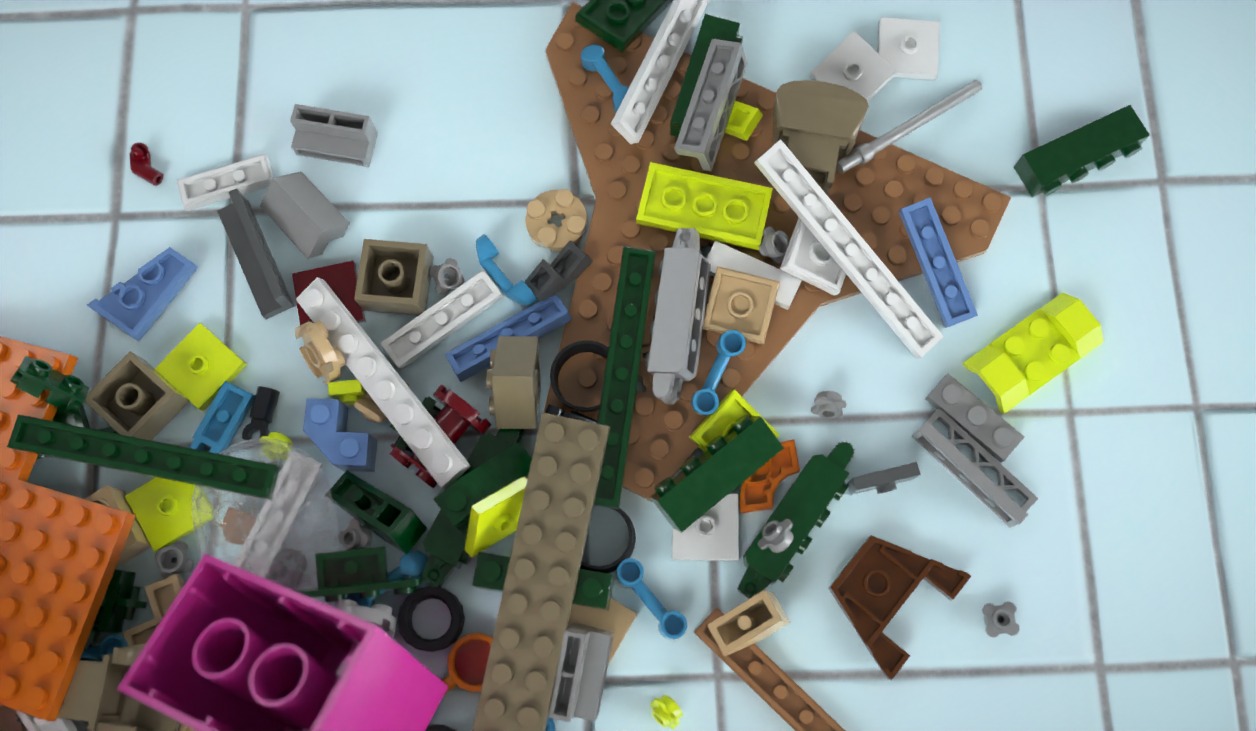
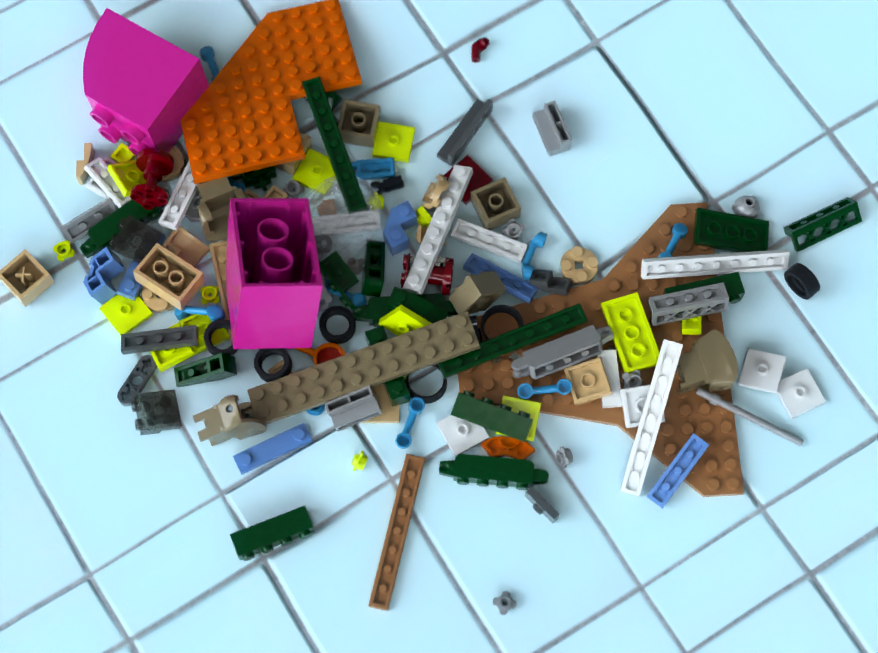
camera: 55 degrees right, 5 degrees down
(36, 375) = (343, 89): dark green hinge -> none
(145, 296) = (411, 93): medium blue wing -> none
(216, 183) = (492, 90): white tile -> none
(303, 213) = (502, 140): light grey piece -> none
(748, 623) = (427, 475): tan slope -> none
(776, 535) = (476, 461): light grey plate -> none
(878, 585) = (483, 531): reddish brown wing -> none
(969, 472) = (572, 544): light grey fence -> none
(975, 418) = (605, 537): light grey plate -> none
(1036, 350) = (662, 550): neon yellow piece -> none
(1081, 151) = (796, 517): dark green brick -> none

